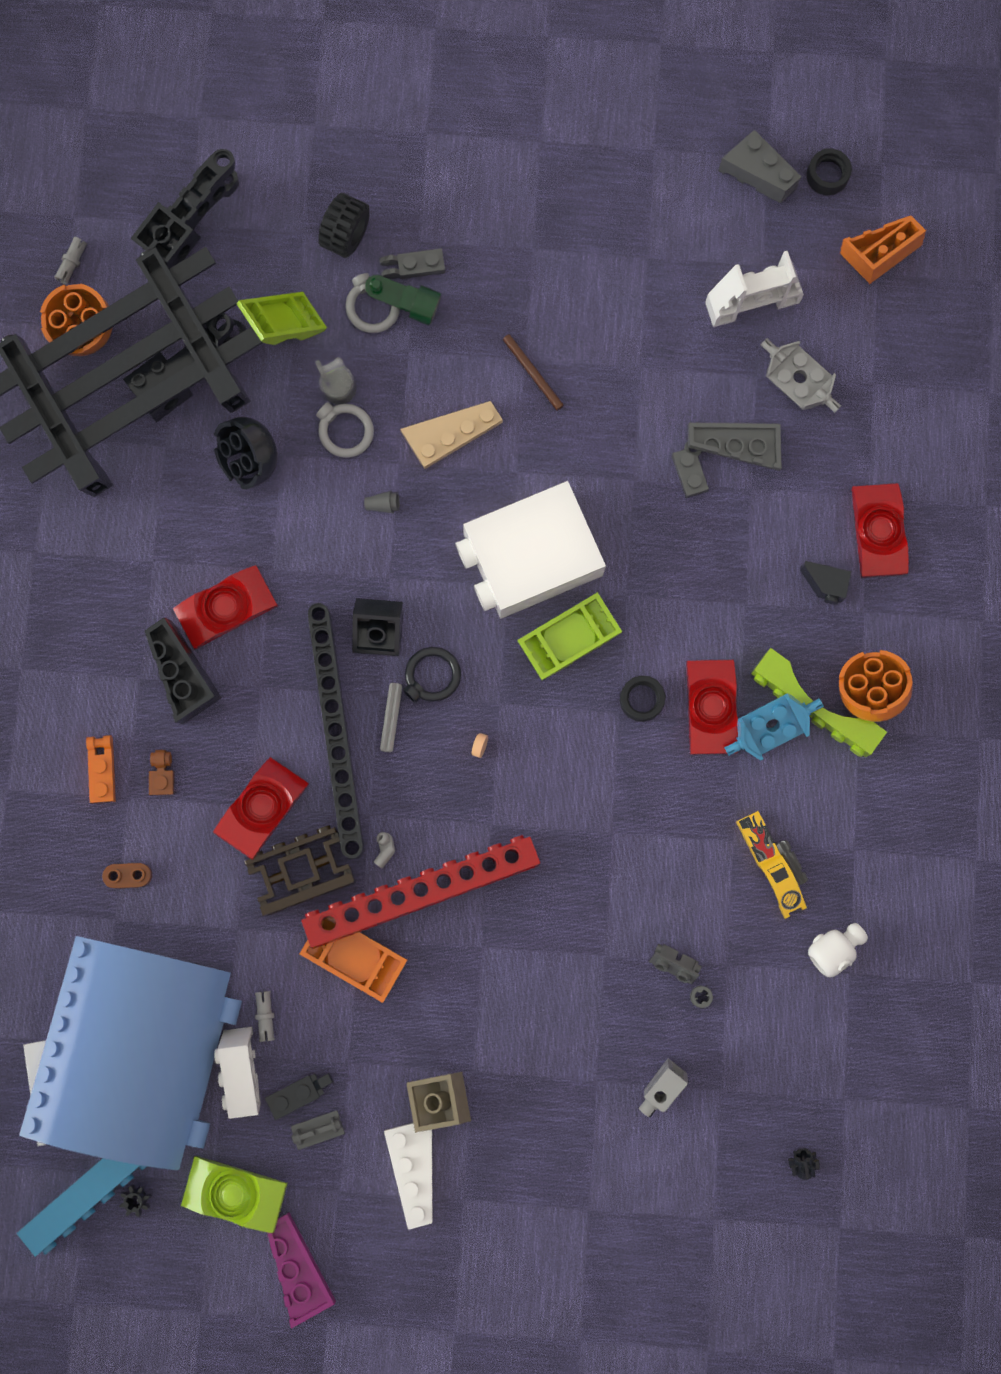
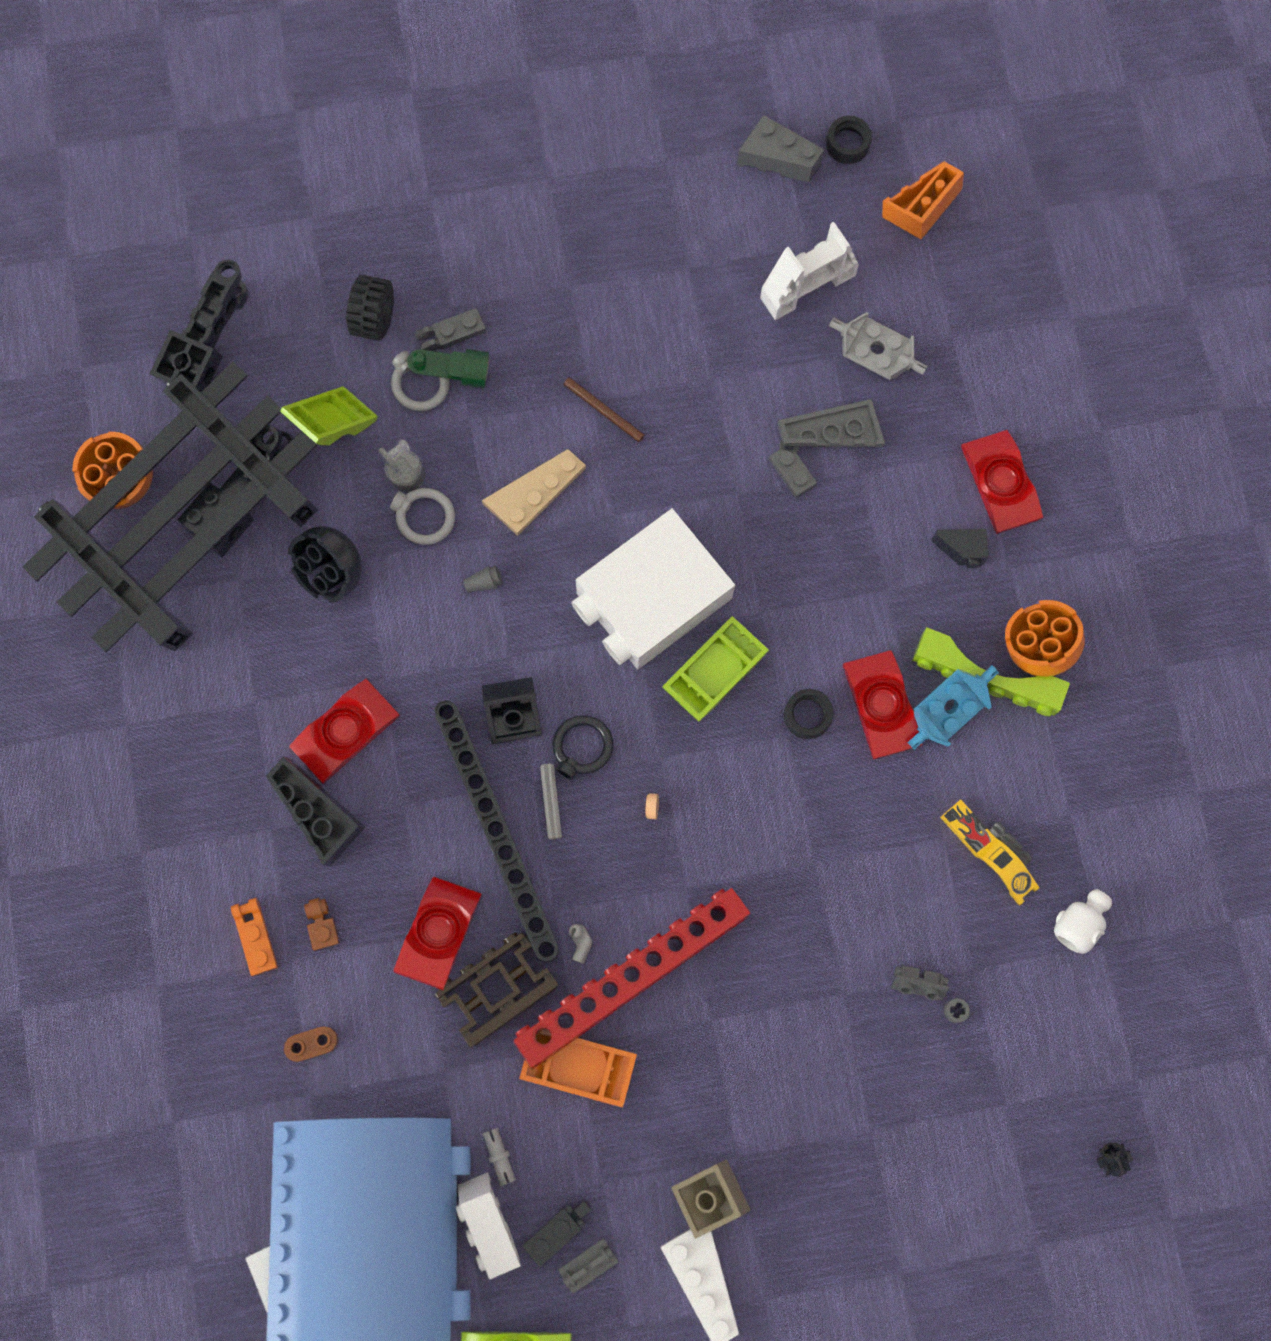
camera: 15 degrees left, 5 degrees down
(70, 260) = (90, 413): light grey pin -> none
(668, 1079) = (946, 1107): light grey torso -> none

